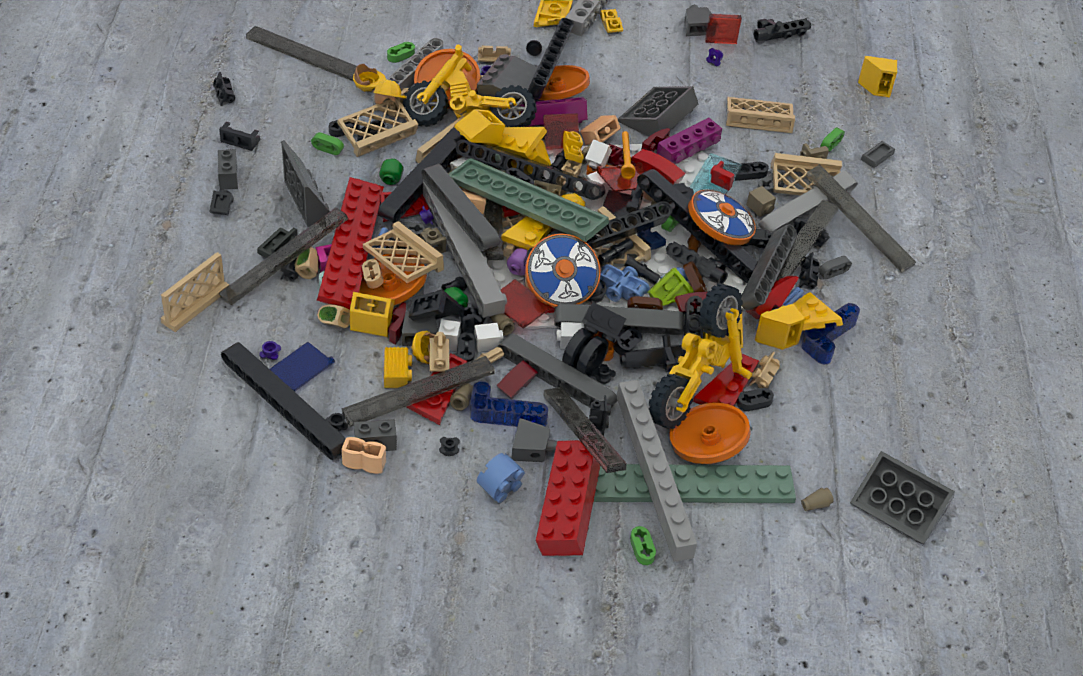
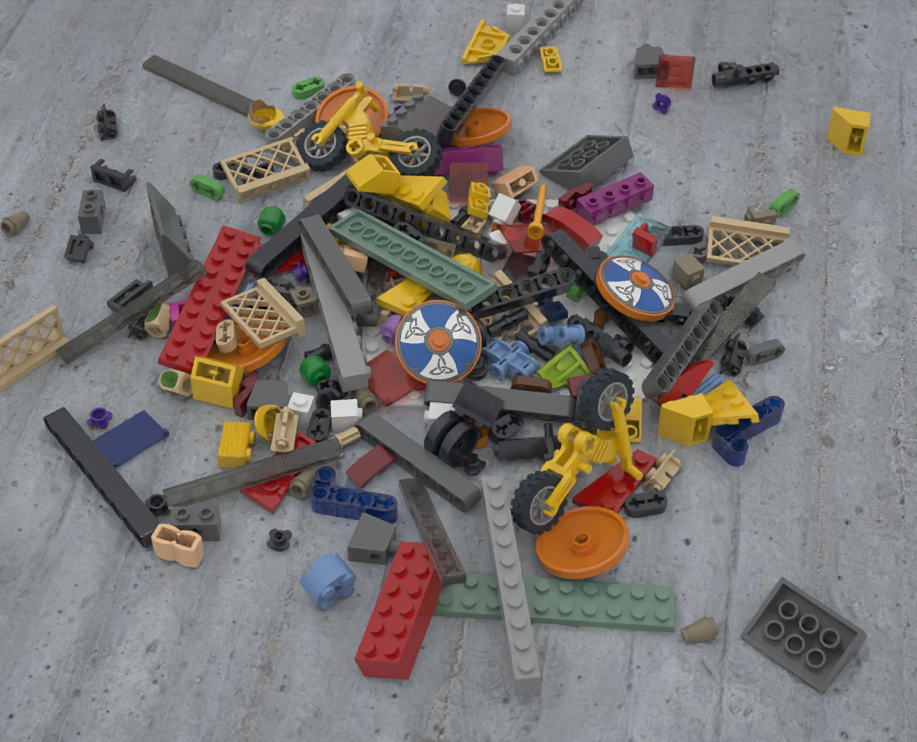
camera: 10 degrees right, 0 degrees up
(157, 182) = (12, 224): none -> dark tan cone
(387, 89) = (279, 129): yellow piece -> none
(434, 304) = (286, 374): black bracket -> none
(599, 414) = (455, 514): black hinge -> none
(638, 546) = (488, 672): bright green beam -> none
(665, 259) = (561, 334): none -> medium blue axle
(754, 119) = (698, 176): tan fence -> none
(861, 218) = (803, 296): clear smoke tile -> none
(878, 154) = (837, 221): dark grey tile -> none

